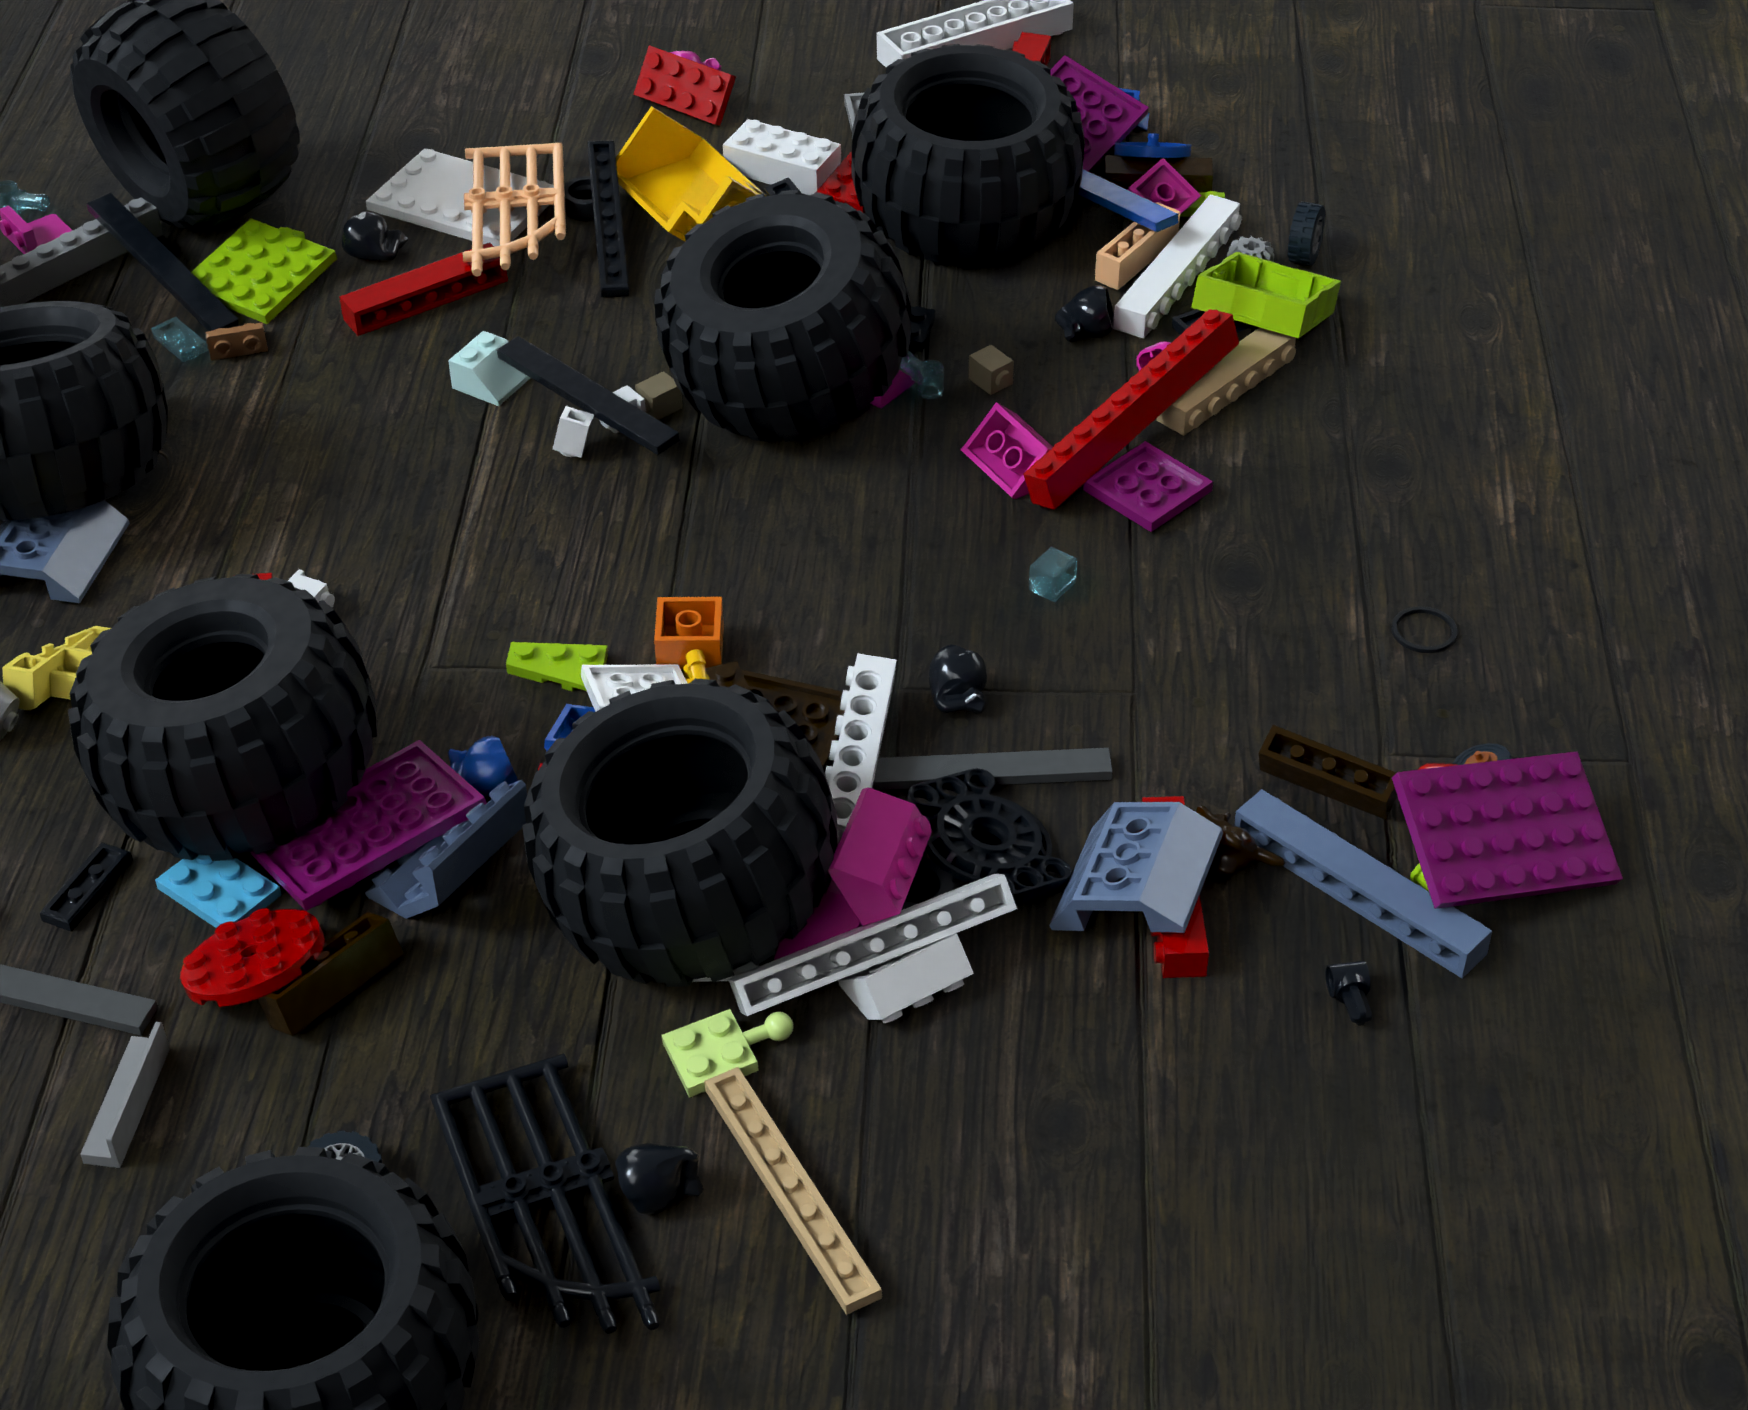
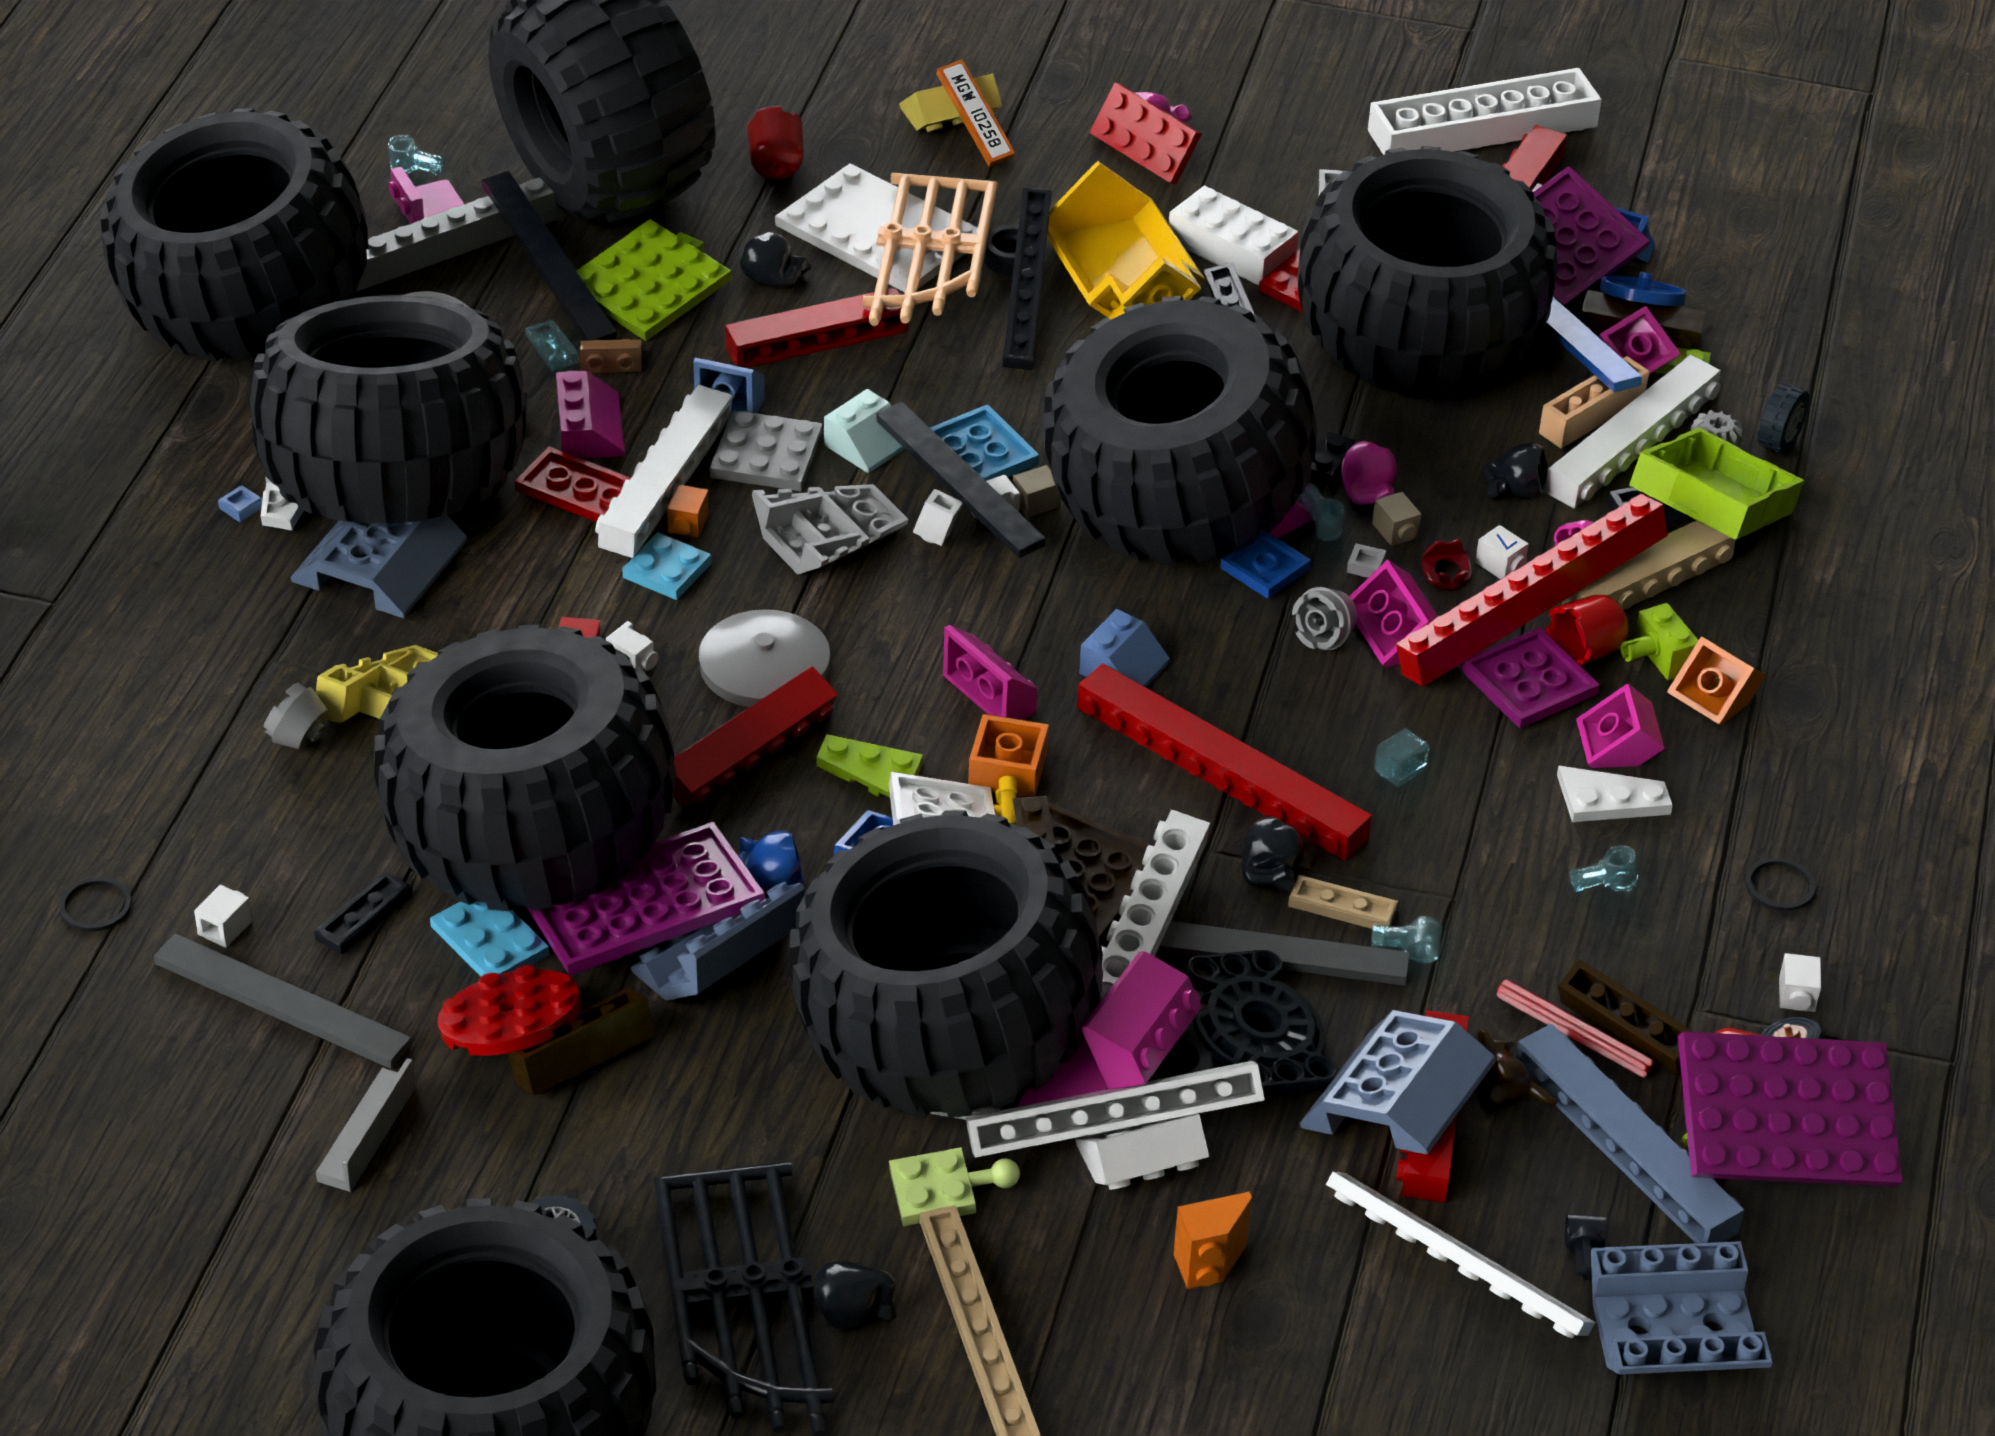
camera: 10 degrees right, 0 degrees up
(225, 396) = (588, 416): none -> dark pink slope
(234, 459) = (571, 483): none -> red plate
(306, 432) = (666, 465): none -> white brick
(326, 516) = (667, 566): none -> medium azure plate
(336, 463) = (688, 511): none -> orange brick
(352, 351) = (742, 383): none -> medium blue slope
(353, 139) = (775, 143): none -> red cylinder
(399, 400) = (766, 450): none -> light grey plate
(436, 584) = (759, 653): none -> light grey dish
(439, 654) = (751, 735): none -> red brick
(467, 457) = (825, 526): none -> light grey wedge
(506, 86) = (934, 107): none -> light yellow slope
(529, 89) = (975, 113): none -> tile
(605, 361) = (987, 443): none -> dark azure plate
(650, 565) = (986, 676): none -> dark pink slope
(773, 525) = (1124, 646): none -> medium blue slope
(883, 427) = (1266, 564): none -> blue plate
(890, 604) = (1224, 761): none -> red brick
(950, 463) = (1324, 618): none -> light grey cone
(955, 334) = (1368, 473): none -> dark pink piece
(972, 409) = (1365, 560): none -> light grey plate
(996, 1053) = (1211, 1238): none -> orange slope
(1034, 714) = (1342, 903): none -> tan tile
(1045, 390) = (1448, 552): none -> dark red piece
(1092, 383) = (1501, 552): none -> white brick
(1114, 733) = (1419, 939): none -> clear light blue pin
(1190, 433) = (1589, 628): none -> red cylinder
(1242, 518) = (1620, 730): none -> dark pink slope
(1249, 1029) = (1471, 1262): none -> white plate
(1250, 577) = (1611, 796): none -> white wing
(1259, 435) = (1662, 638): none -> lime brick
(1276, 642) = (1616, 871): none -> clear light blue pin
(1285, 791) = (1575, 1028): none -> axle
(1314, 462) = (1715, 682): none -> orange slope
(1448, 1025) = (1672, 1297): none -> sand blue slope
(1472, 713) = (1800, 982): none -> white brick

